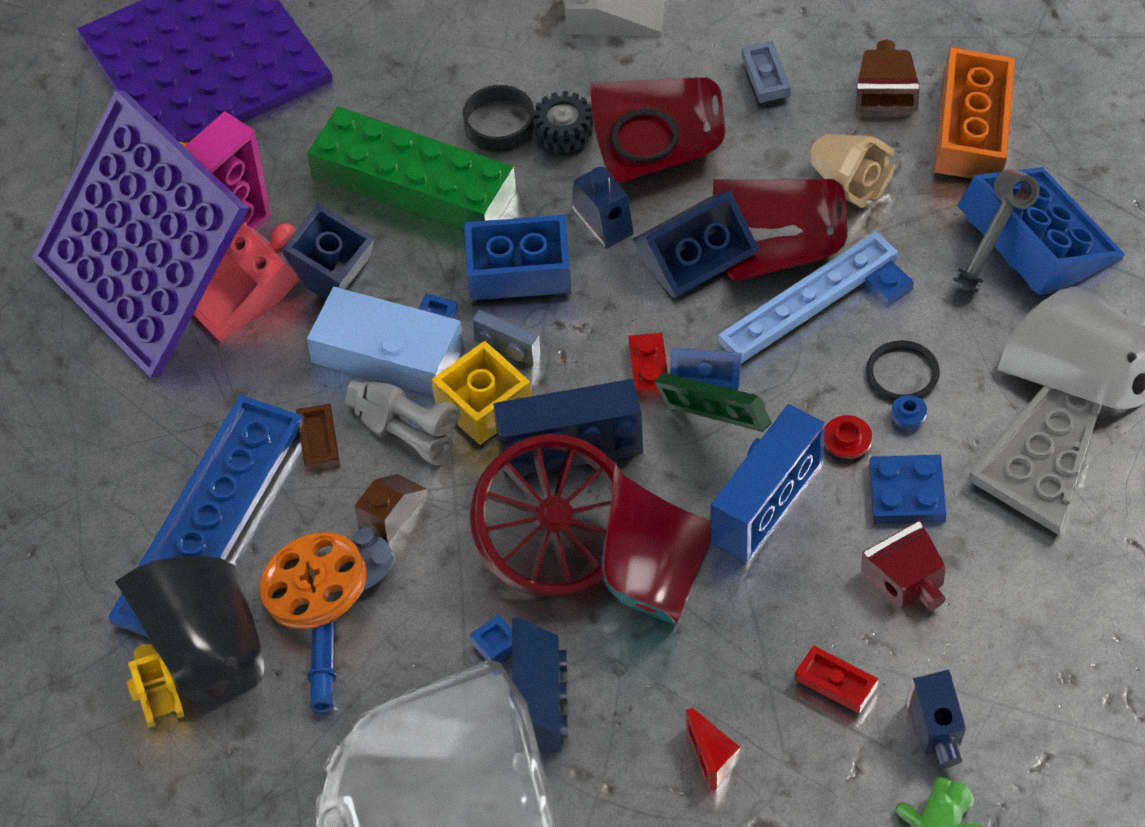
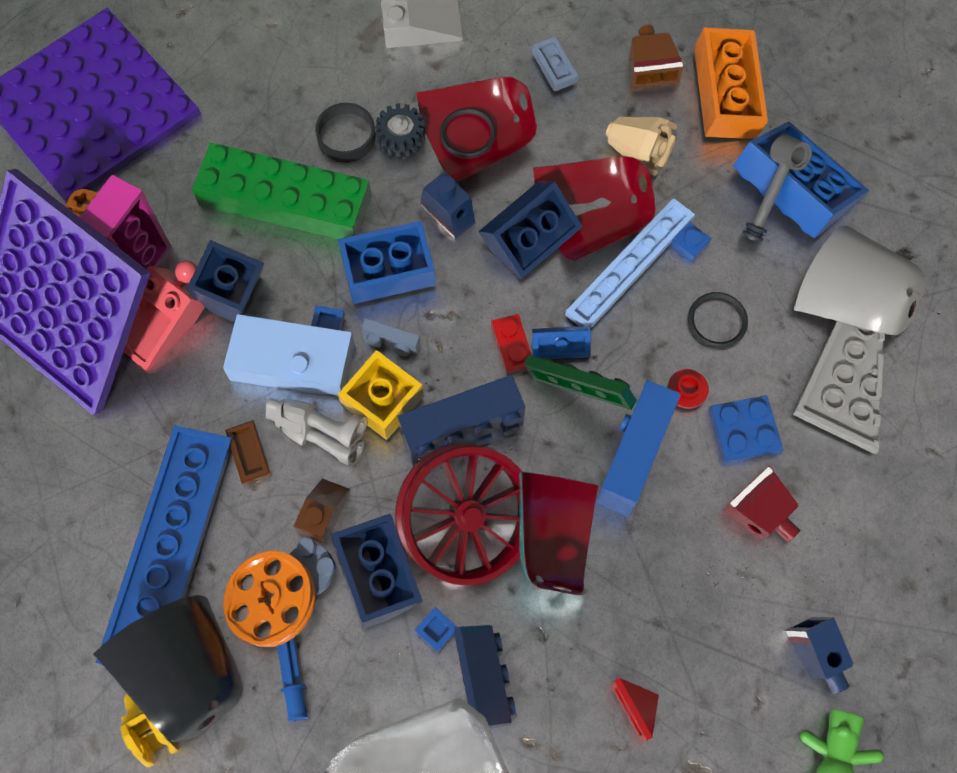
camera: 15 degrees left, 15 degrees up
(437, 566) = (376, 570): none -> dark blue slope
(836, 679) = (727, 621): red plate -> none
(905, 418) = (729, 364): blue plate -> none

